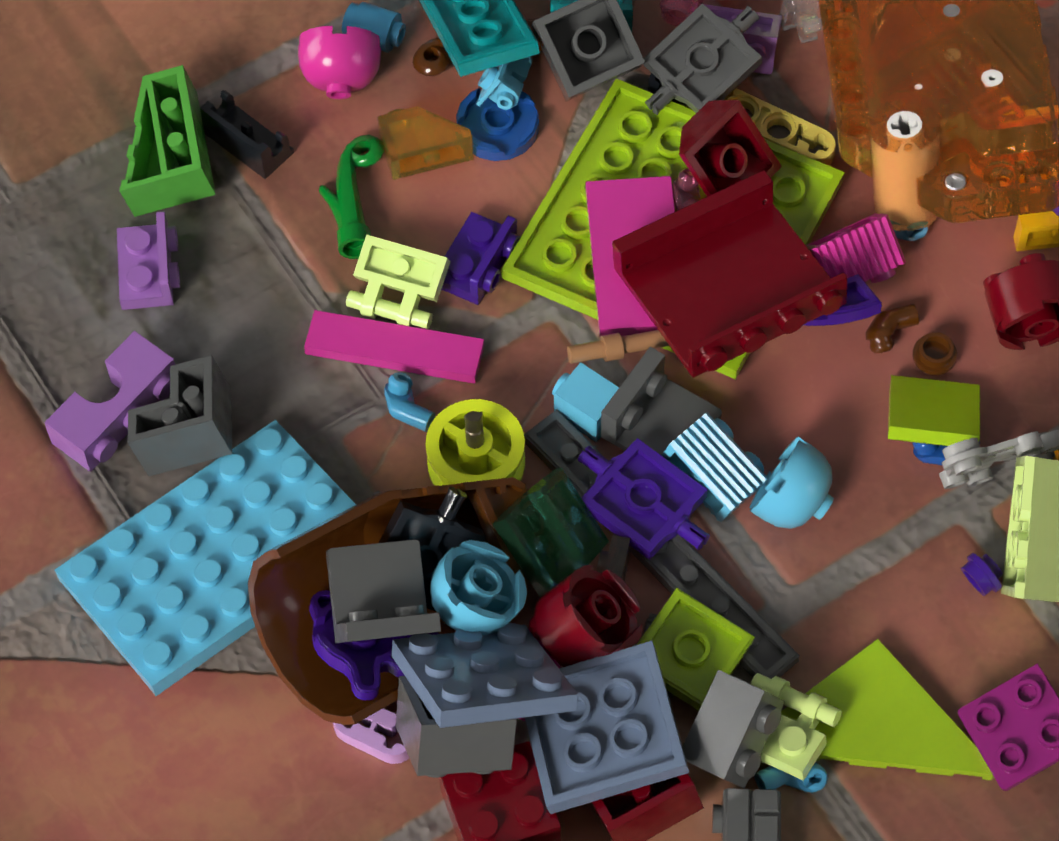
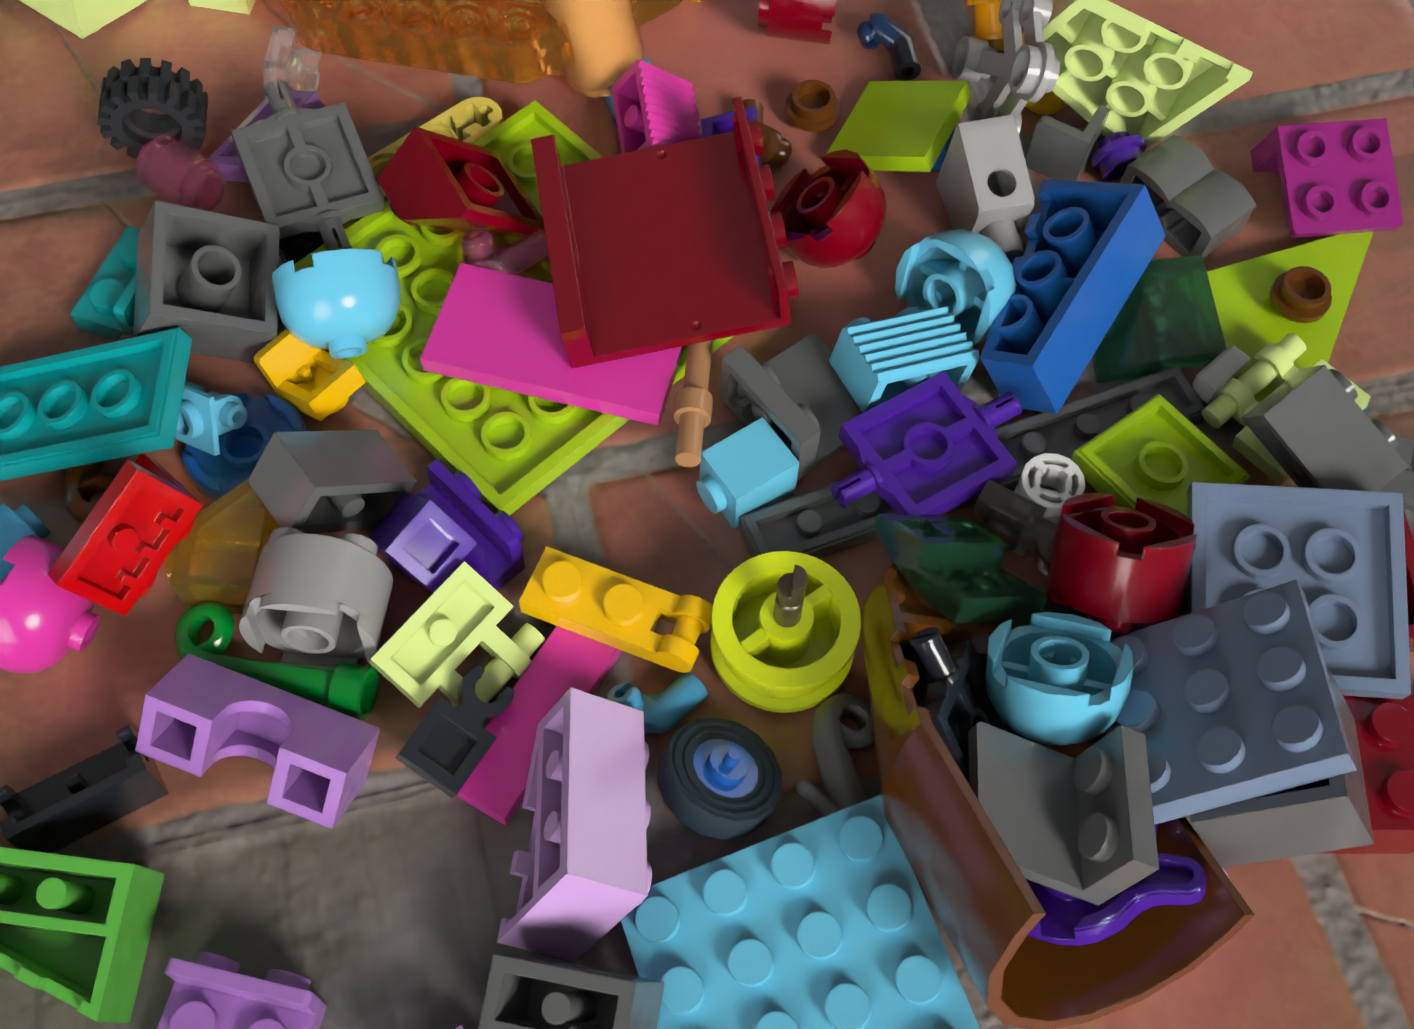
camera: 75 degrees left, 0 degrees up
(307, 171) = (216, 713): none -> medium lavender arch
(310, 380) = (587, 828): none -> lavender wedge
(336, 295) = (451, 739): none -> black plate
(367, 448) = (719, 778): none -> black wheel
(394, 79) = (127, 536): none -> red bracket
(395, 194) = (317, 598): none -> light grey brick
(453, 232) = (422, 541): none -> dark purple panel
(456, 352) = (616, 609): none -> yellow plate
(476, 168) = (330, 480): none -> dark grey brick
(559, 128) = (307, 376): none -> yellow bracket
(598, 120) = (339, 300): none -> medium azure cylinder
(649, 594) = (1050, 481): none -> white wheel
(796, 675) = (1219, 373): none -> light grey tile
(814, 553) = (1070, 286): none -> blue wedge
(820, 387) = (833, 211): none -> dark red cylinder
(833, 628) = (1162, 324): none -> clear green slope
(888, 482) = (988, 182): none -> light grey torso
(891, 721) = (1301, 294): none -> reddish brown plate
(960, 628) = (1192, 199): none -> dark grey brick
(976, 533) = (1063, 149): none -> dark grey panel
(1033, 391) = (899, 43): none -> arm

